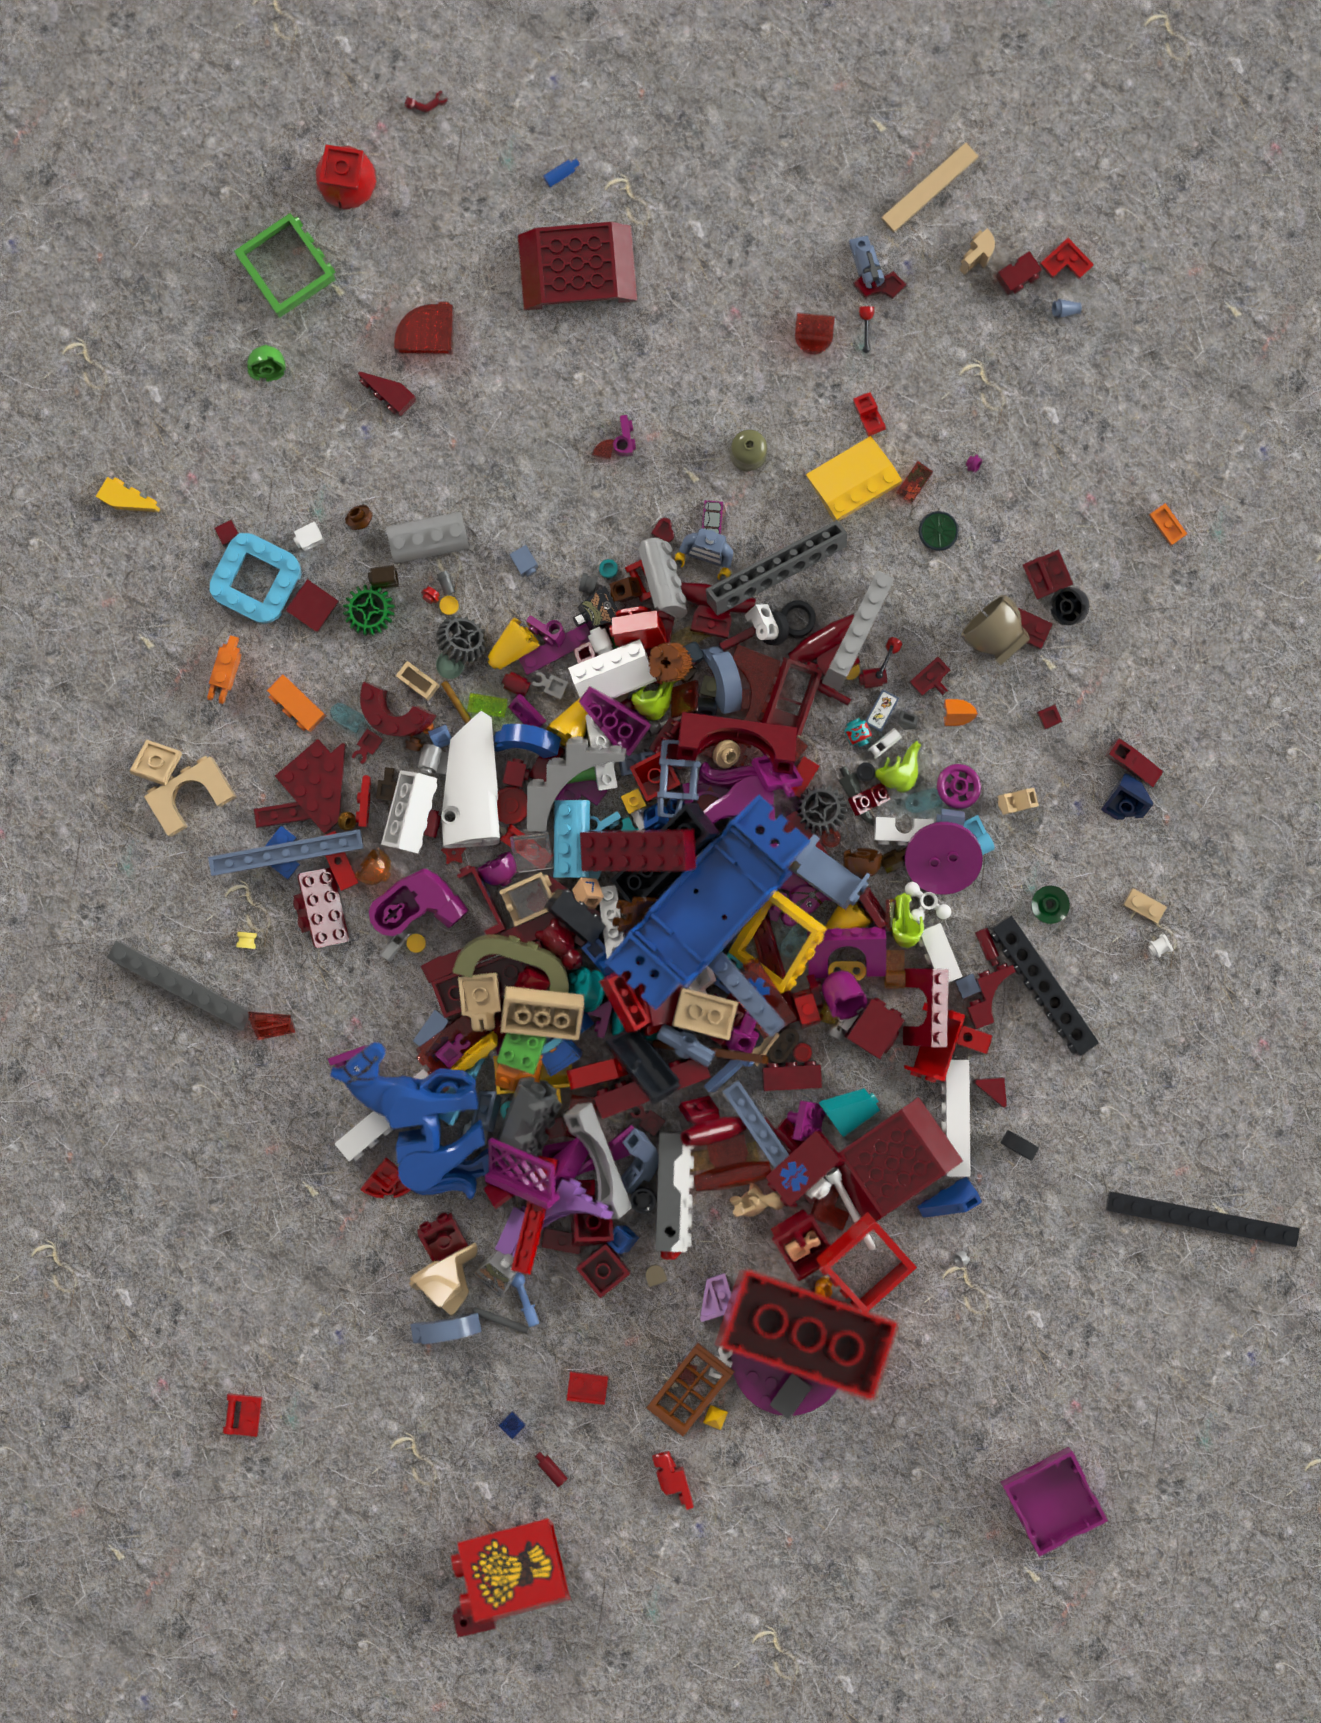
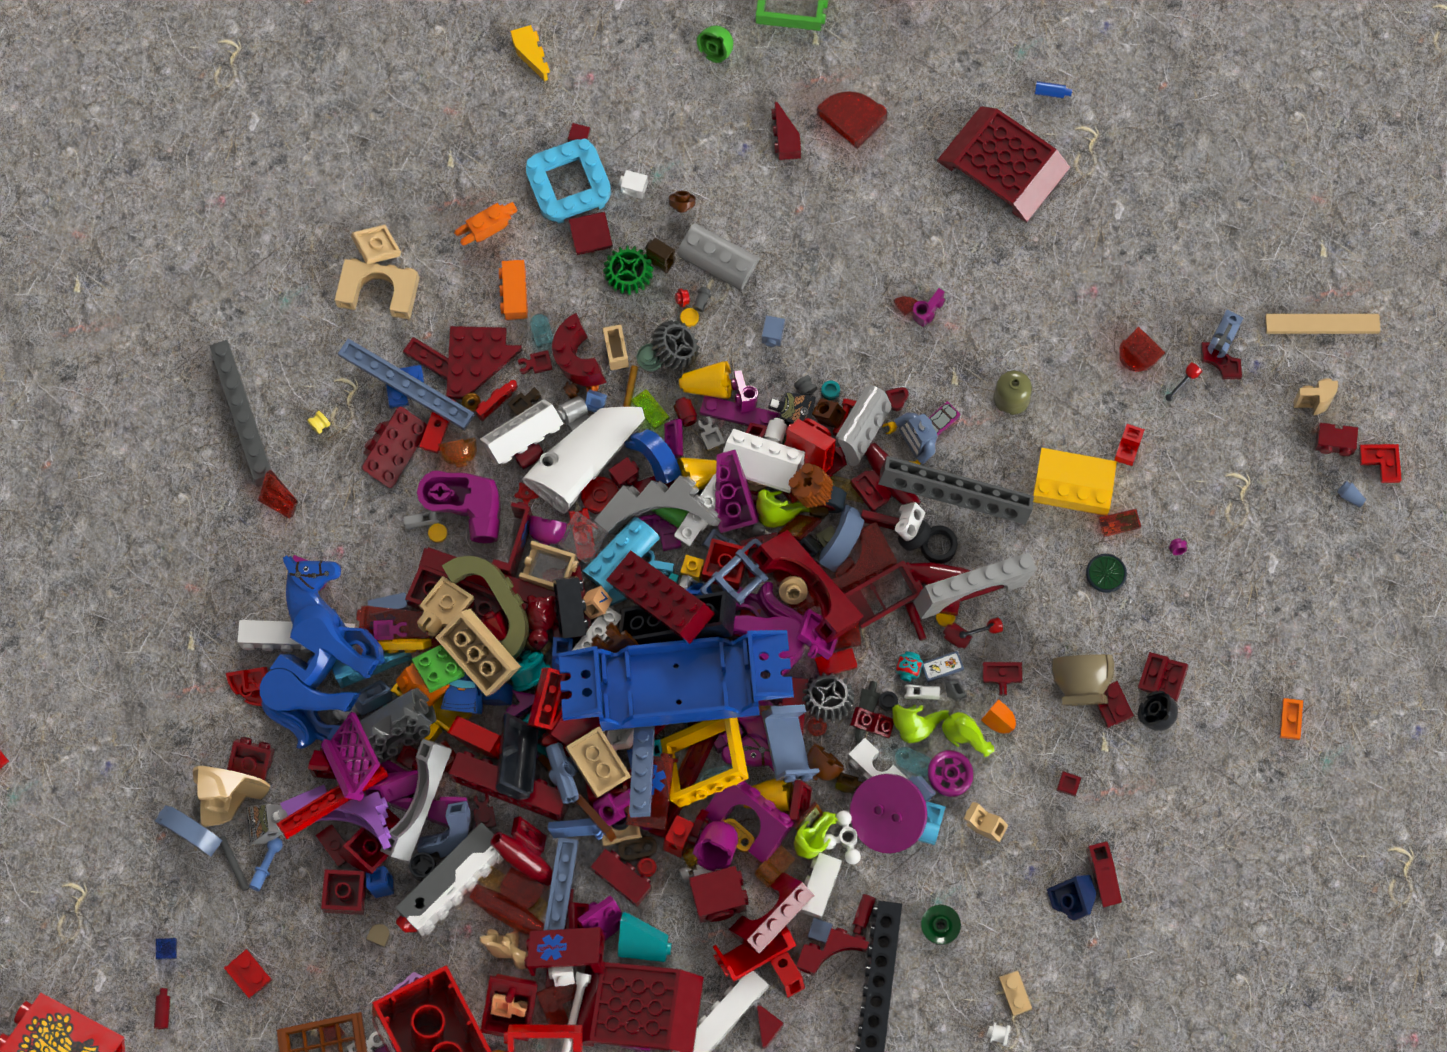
camera: 45 degrees right, 15 degrees down
(940, 745) = (963, 729): none -> lime piece

